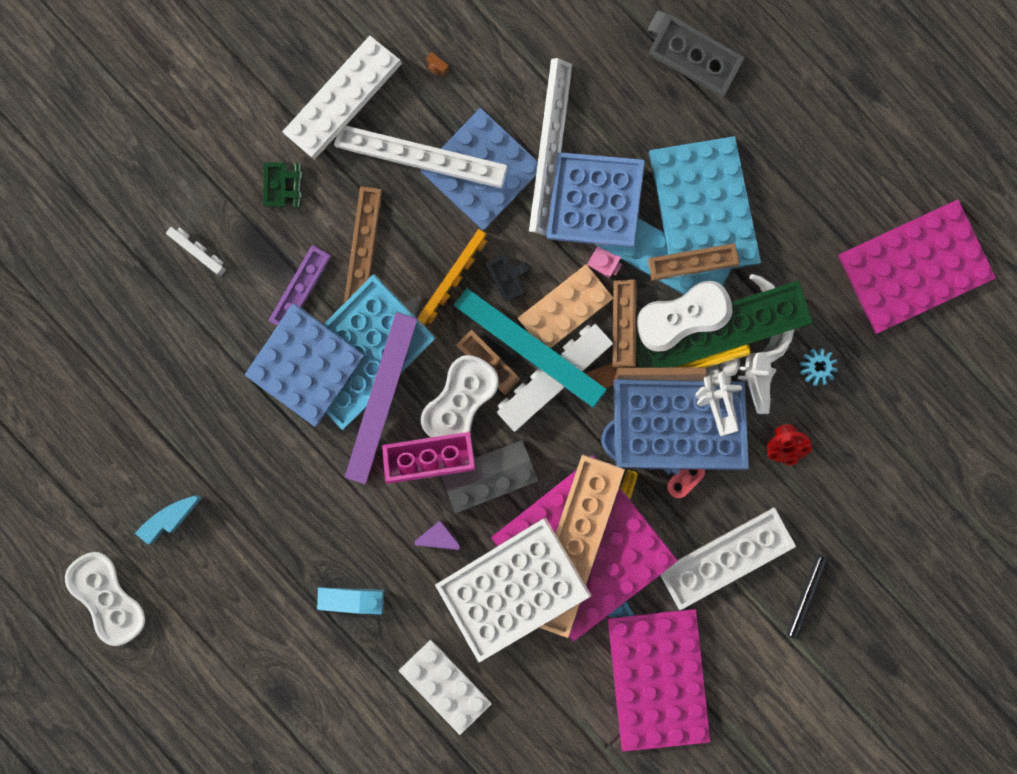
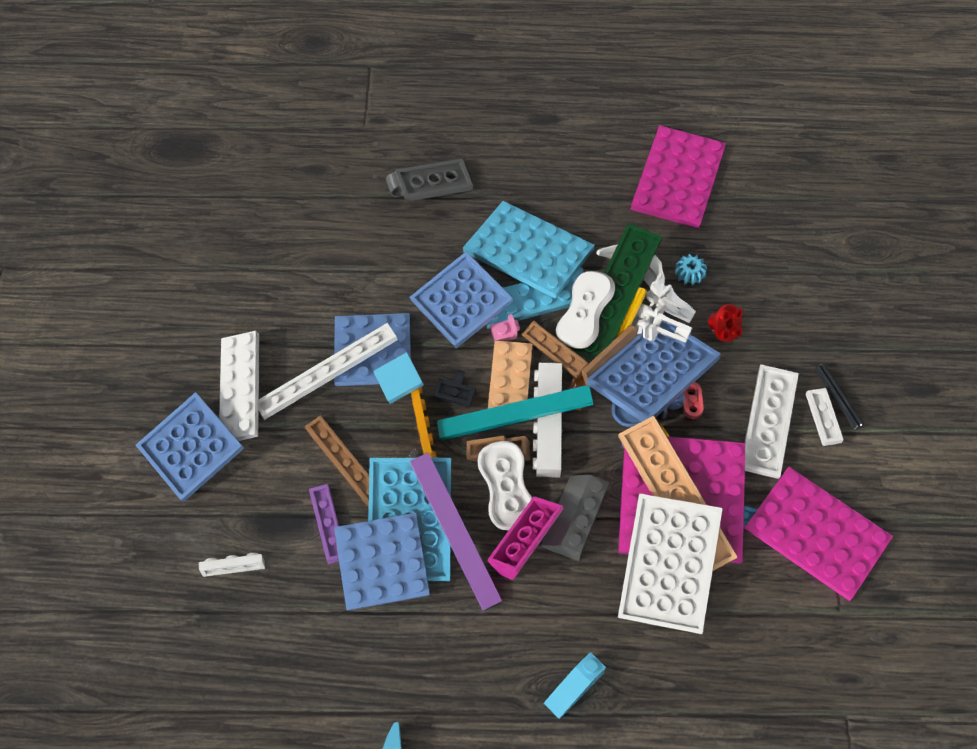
camera: 50 degrees left, 25 degrees down
(253, 115) = (189, 447): none -> medium blue plate
(275, 185) = (247, 476): dark green plate -> none
(436, 65) = (282, 316): dark orange plate -> none
(439, 537) = (586, 584): medium lavender slope -> none
(445, 687) = (698, 679): white plate -> none
(469, 222) = (398, 378): none -> medium azure tile
(550, 143) = (401, 297): white plate -> none
(693, 262) = (556, 275): medium nougat tile -> none
(774, 600) = (824, 417): none -> white plate

